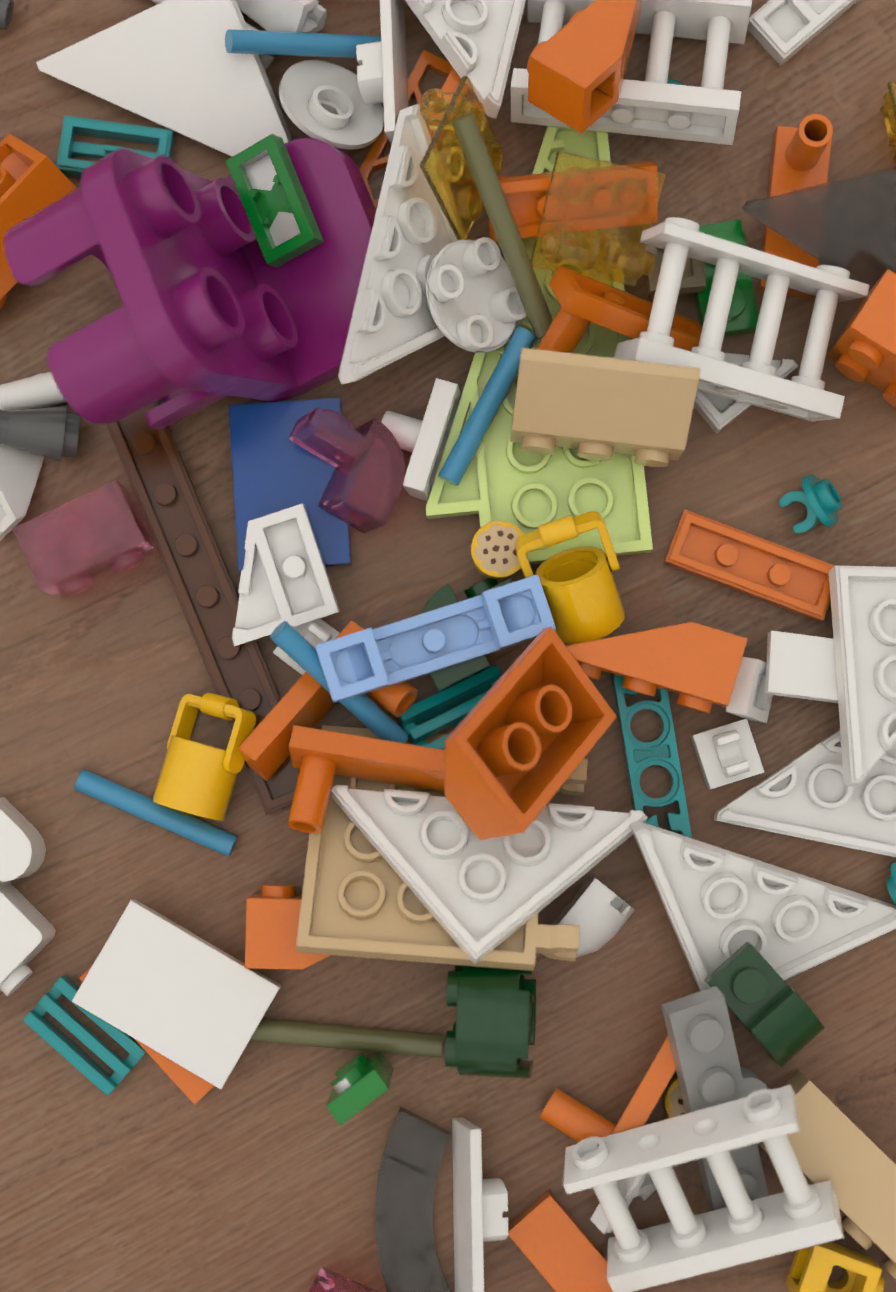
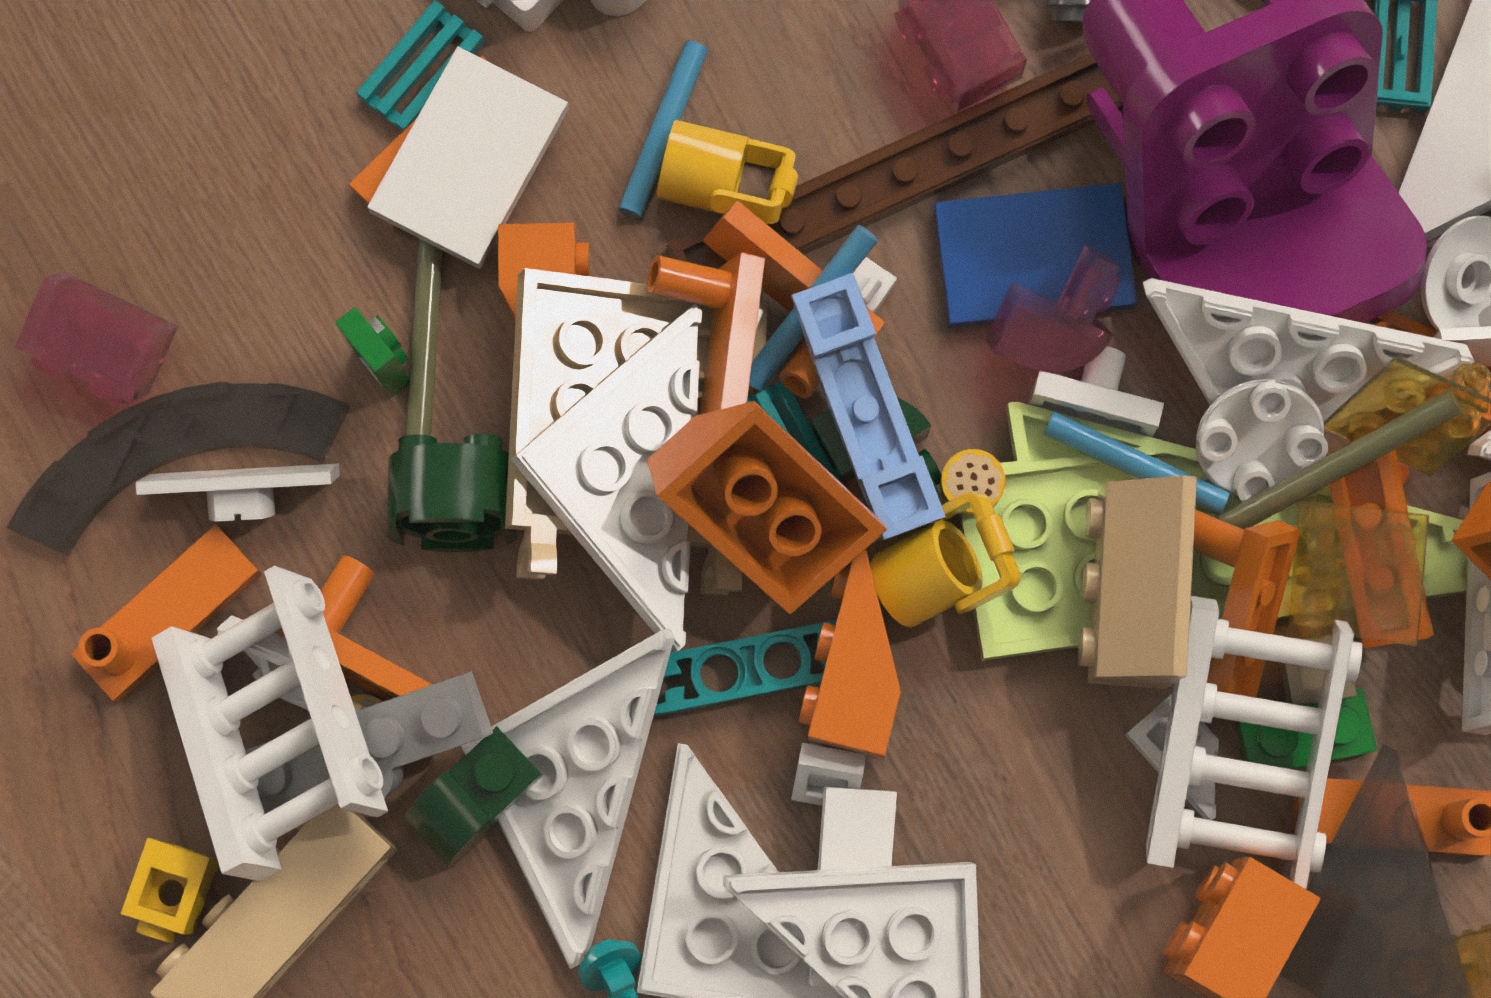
camera: 80 degrees right, 5 degrees down
(274, 200) = (1351, 212): green piece -> none
(281, 576) = (931, 246): white wing -> none
(597, 913) = (563, 609): white brick -> none
(727, 754) = (754, 755): white tile -> none
(750, 565) = (972, 774): orange tile -> none
(819, 498) = (1052, 851): teal plate -> none

